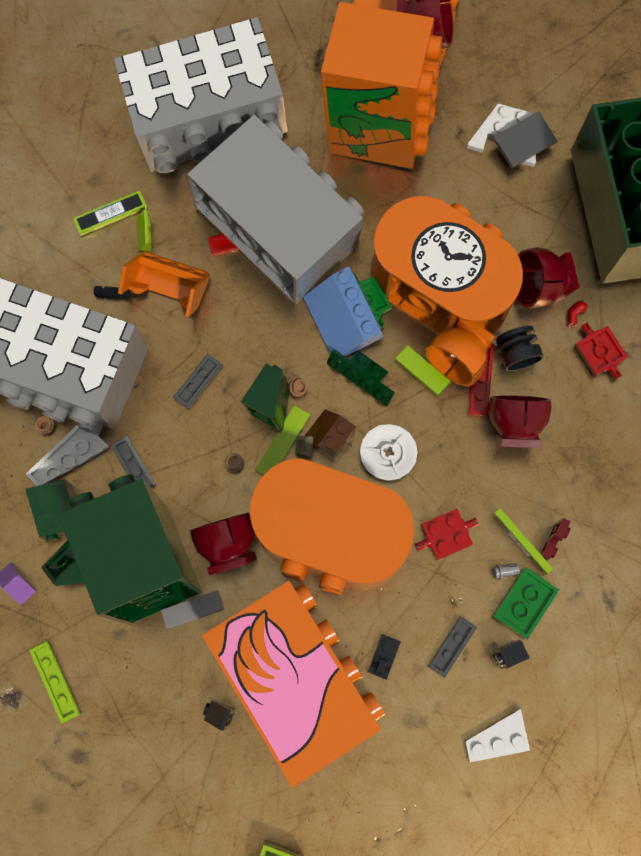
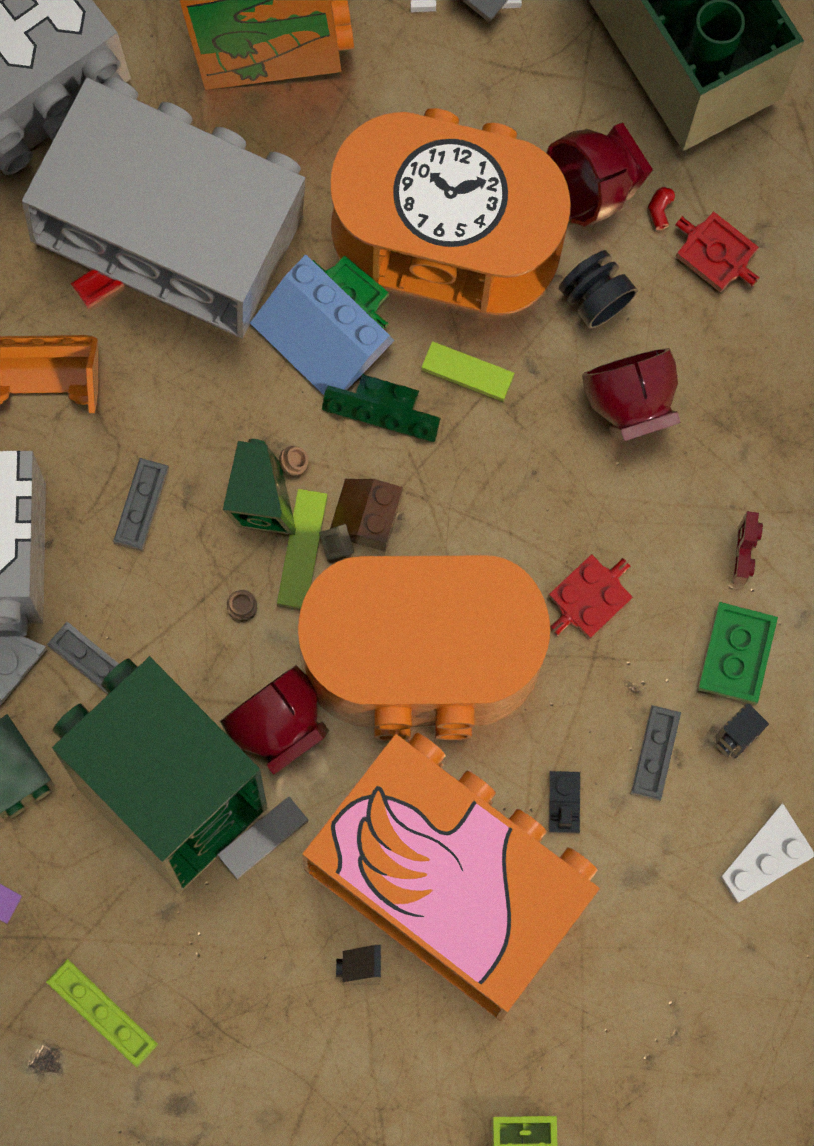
camera: 25 degrees left, 0 degrees up
(63, 567) = (57, 839): dark green slope -> none
(380, 440) = (467, 486): white piece -> none
(464, 343) = (519, 310): orange plate -> none
(481, 389) = (558, 354): red tile -> none
(505, 570) = (693, 617): light grey pin -> none
(522, 542) = (701, 568): lime tile -> none

